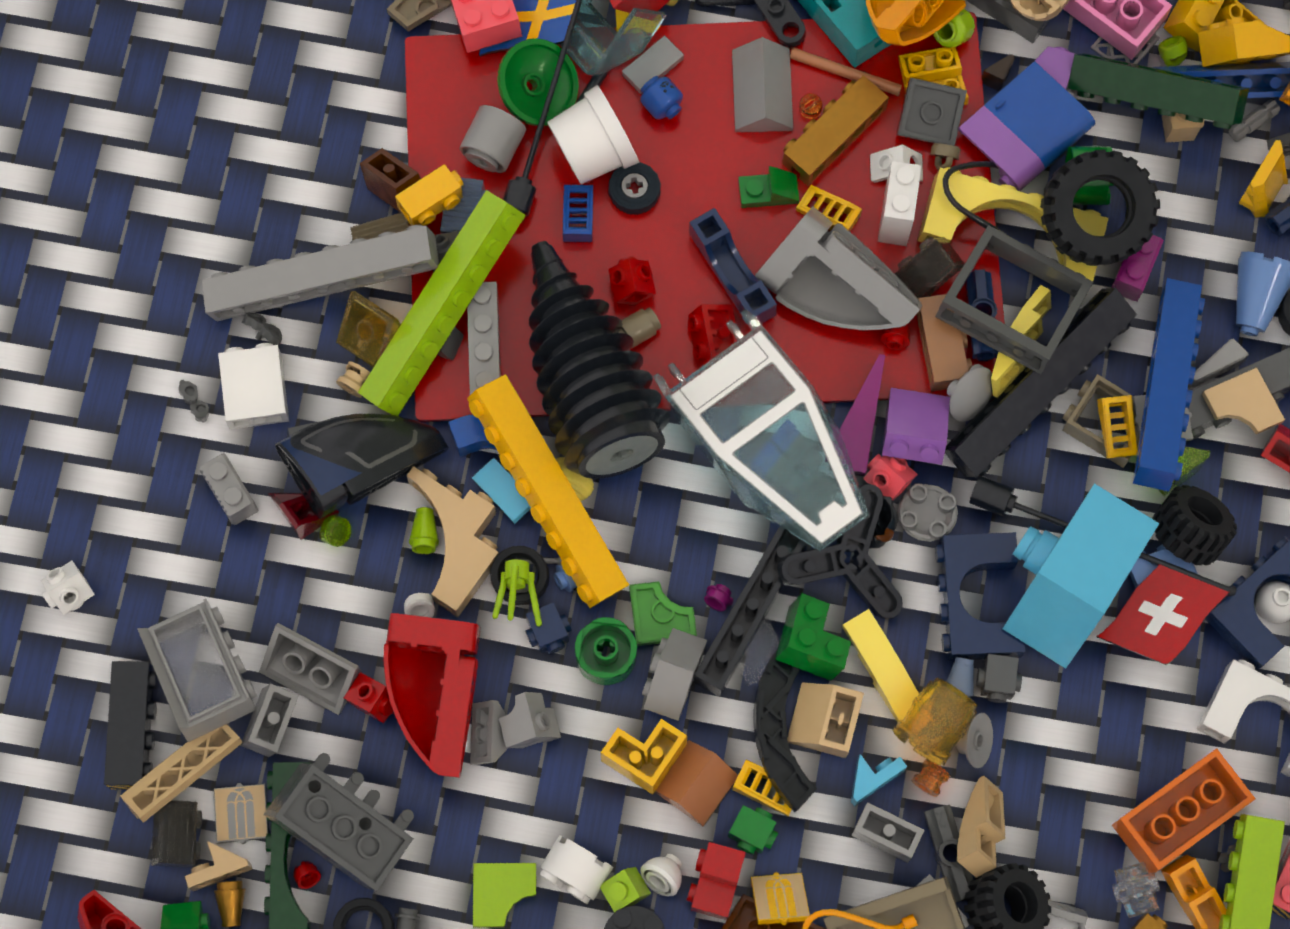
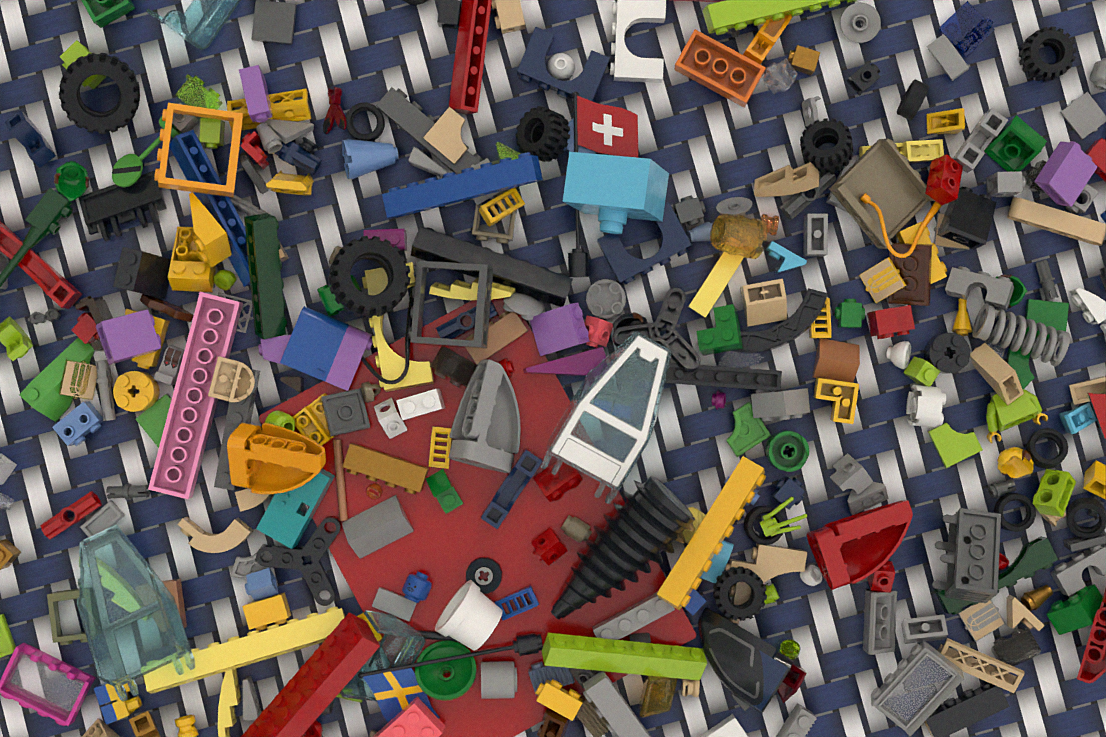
camera: 110 degrees left, 15 degrees up
(444, 465) = (744, 610): none -> black tyre

